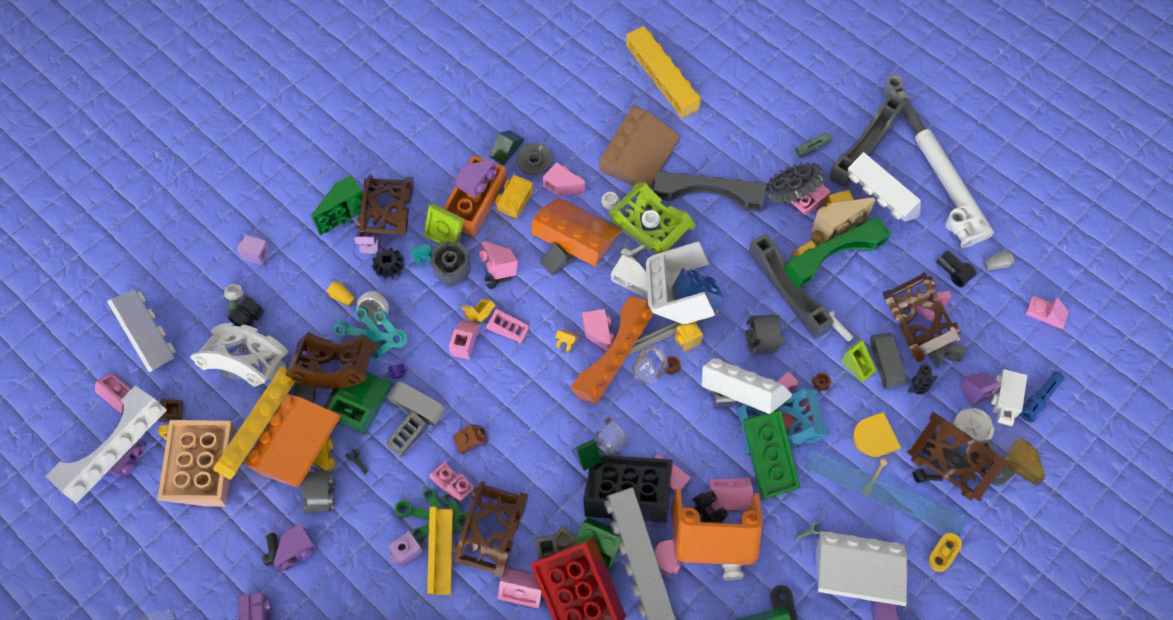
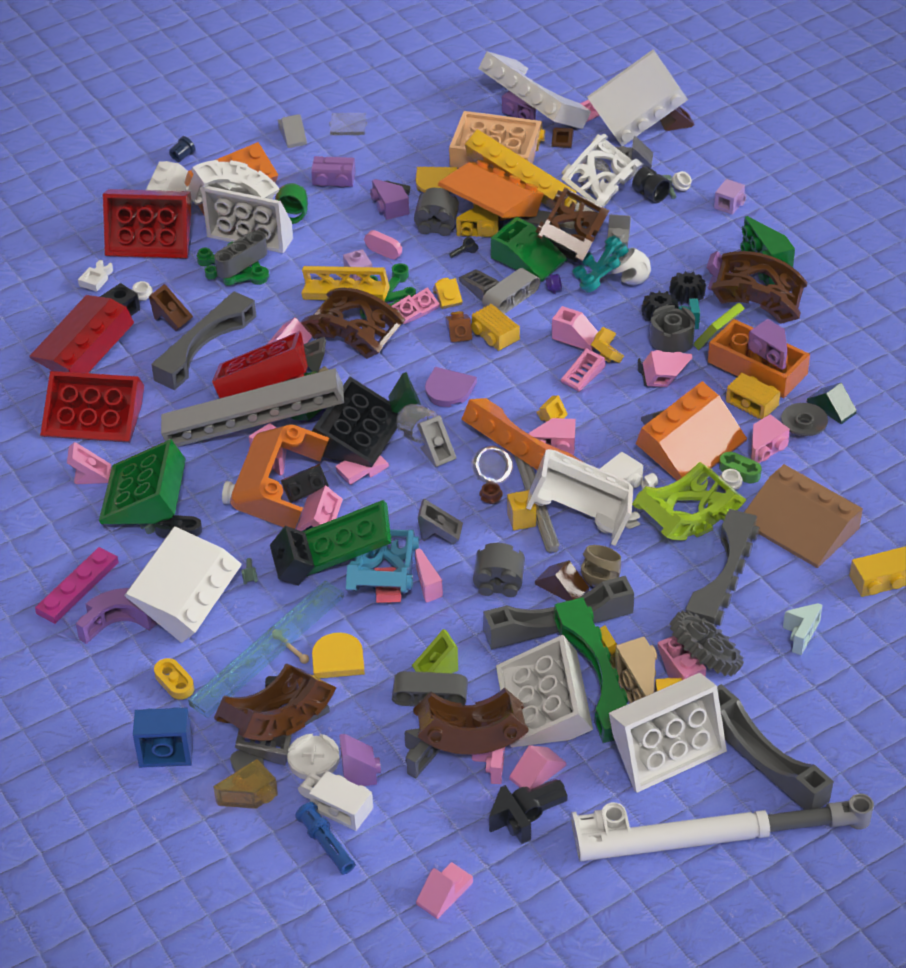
camera: 105 degrees right, 20 degrees down
(194, 340) = (638, 151): none -> flat silver slope
(252, 513) = (430, 176): none -> yellow tile
(319, 329) = (620, 227): none -> light grey slope
(340, 293) = (660, 251): yellow cone -> none
(366, 534) = (383, 244): none -> bright pink tile
(411, 277) = (654, 301): none -> black gear
(426, 458) = (447, 293): none -> yellow bracket
(469, 405) = (495, 327): none -> yellow brick
(550, 429) = (449, 387): none -> medium lavender tile
(589, 195) = (748, 468): none -> bright green beam
(629, 417) = (436, 441): none -> light grey slope
(651, 219) = (689, 502): white plate -> none
(691, 283) = (568, 511): blue brick -> none
(736, 265) = (600, 564): none -> dark tan helmet
(741, 132) = (803, 624): none -> light aqua slope
(744, 386) = (433, 525): white slope -> none
(749, 296) = (563, 581): none -> slope
(795, 495) = (291, 555): none -> black brick
(822, 139) = (781, 706): sand green pin -> none
(824, 378) = (423, 621): copper plate -> none
(840, 328) = (506, 650): white piece -> none
(858, 282) = (551, 690): none -> white slope
(923, 380) = (387, 703): black hinge -> none
(932, 269) = (536, 767): none -> bright pink slope
(976, 285) = (508, 813): none -> black slope
(1001, 260) = (536, 854): light grey cone -> none
(1015, 532) = (163, 737): none -> blue brick

